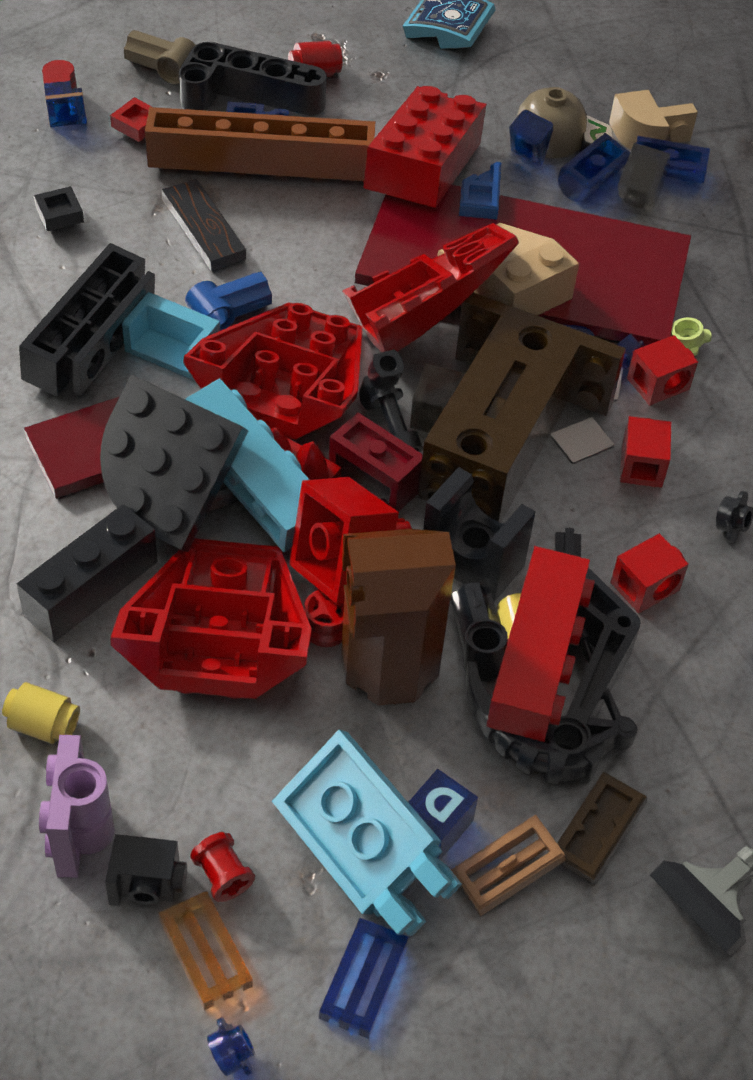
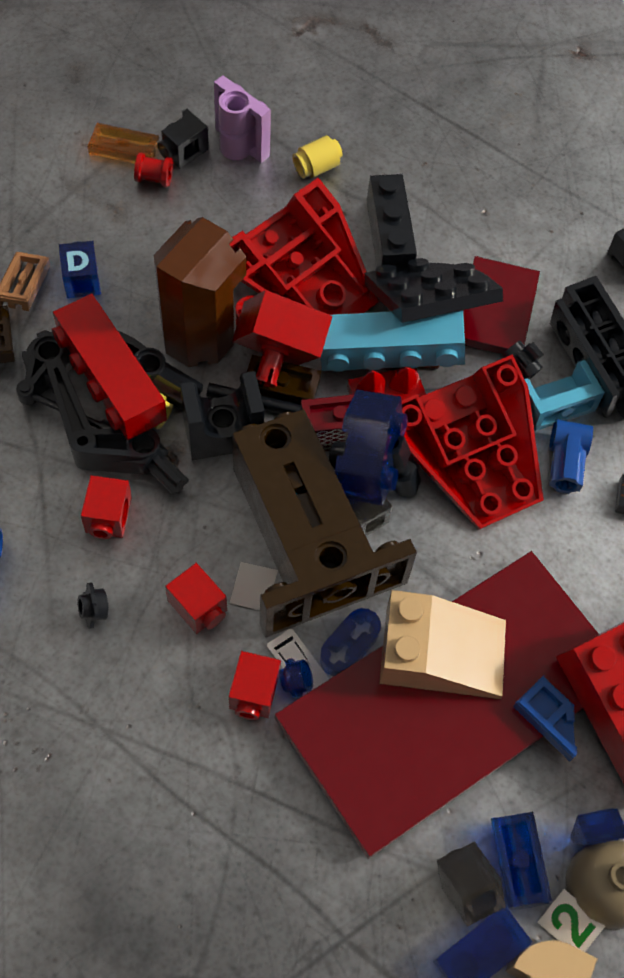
camera: 130 degrees right, 10 degrees up
(165, 371) = (526, 358): none -> black gear
(231, 1048) = (69, 110): clear blue plate -> none
(348, 1017) = (49, 208): clear blue tile -> none
(365, 833) = (97, 225): medium azure tile -> none
(408, 368) = (372, 429): none -> clear blue brick
(423, 293) = (449, 551): red wedge -> none
(691, 333) = (271, 734): yellowish green plate -> none

